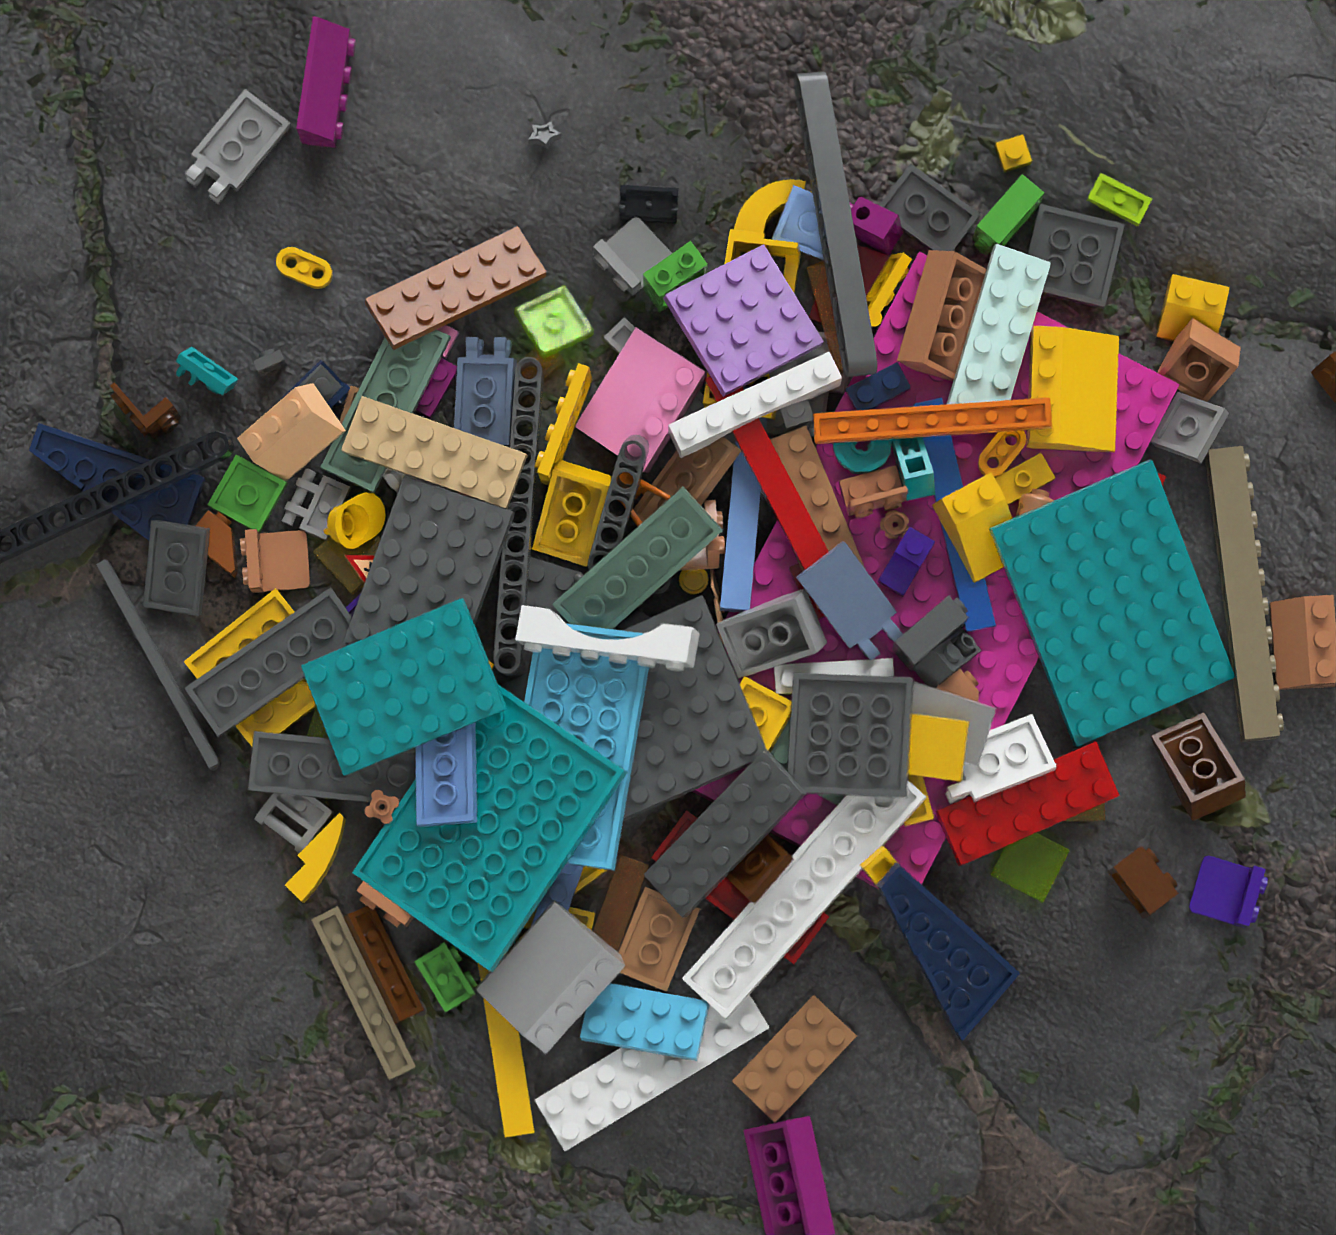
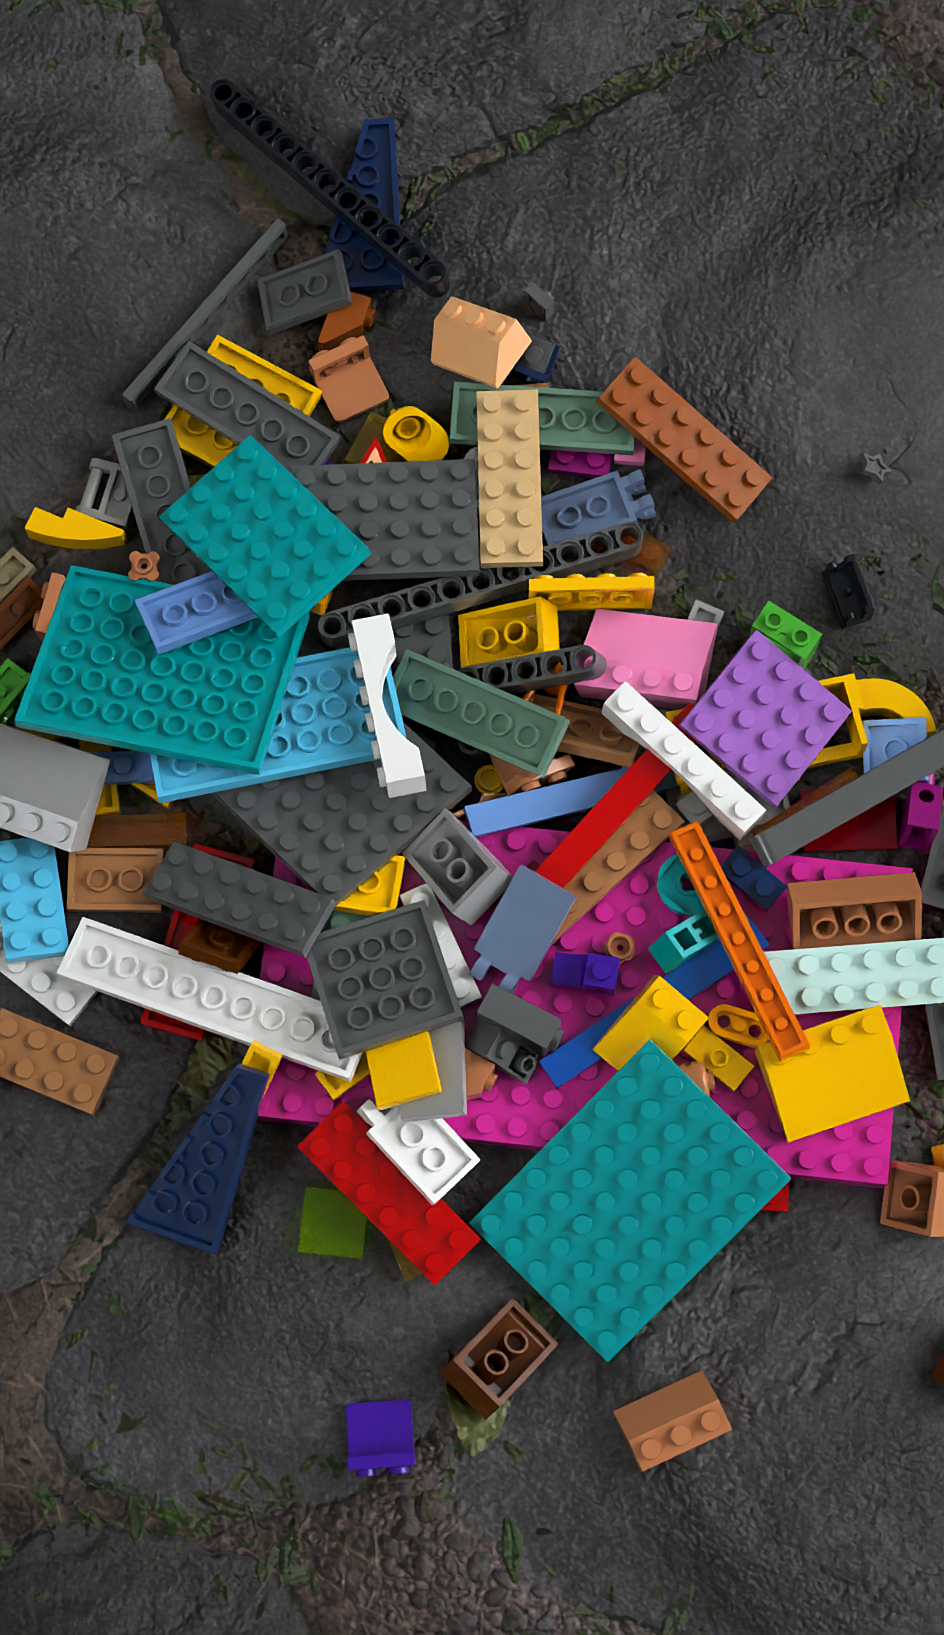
camera: 70 degrees right, 5 degrees down
(156, 421) = (439, 217): reddish brown bracket -> none
(205, 370) = (506, 247): teal plate -> none
(236, 145) = (738, 191): light grey tile -> none
(247, 494) = (403, 331): bright green plate -> none
(305, 267) = (646, 299): yellow plate -> none
(325, 83) = (833, 241): magenta slope -> none
(326, 497) = (432, 402): light grey plate -> none
(553, 321) = (690, 546): clear neon green plate -> none
(630, 254) = (790, 590): light grey bracket -> none
(873, 491) = (642, 911): nougat bracket -> none
(882, 290) = (856, 849): yellow plate -> none
(1143, 881) = (354, 1343): reddish brown brick -> none
(1189, 427) = (848, 1214): light grey plate -> none
(1242, 594) = (697, 1335): dark tan brick -> none

